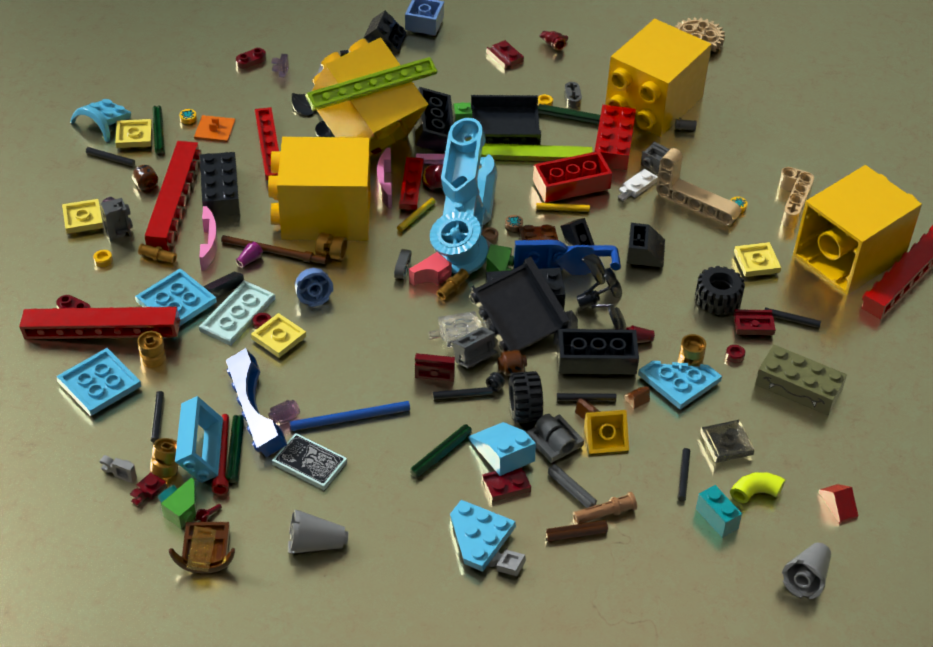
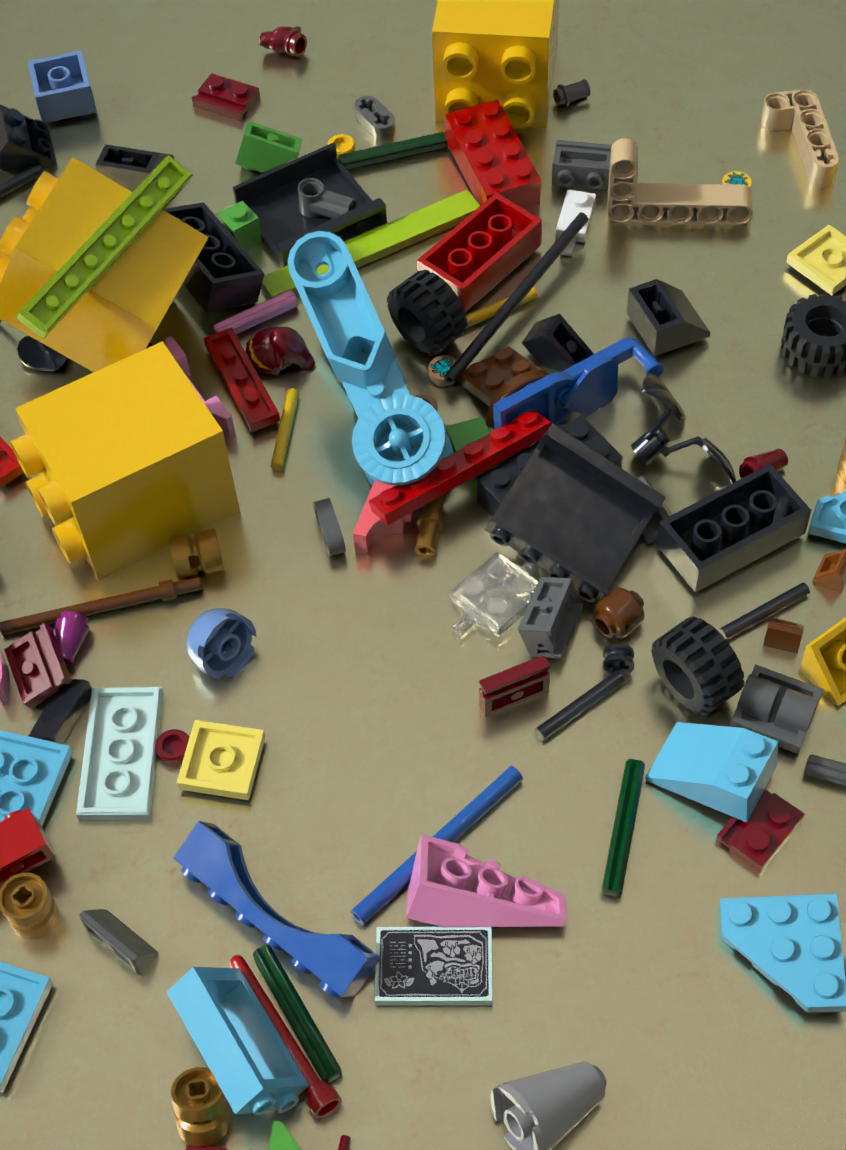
camera: 25 degrees left, 10 degrees up
(157, 416) = (121, 1027): black bar -> none
(180, 382) = (118, 939): none -> dark grey slope
(226, 259) = (37, 666): none -> dark red plate
(284, 412) = (332, 900): clear purple brick -> none
(342, 434) = (464, 892): none -> bright pink wedge
(444, 70) = (128, 165): none -> black slope
(478, 262) = (461, 466): none -> red plate
(502, 83) = (266, 148): none -> bright green slope
(510, 120) = (318, 201): none -> dark grey piece
(520, 190) = (427, 312): none -> black tyre
(574, 204) = (515, 298): none -> black piece

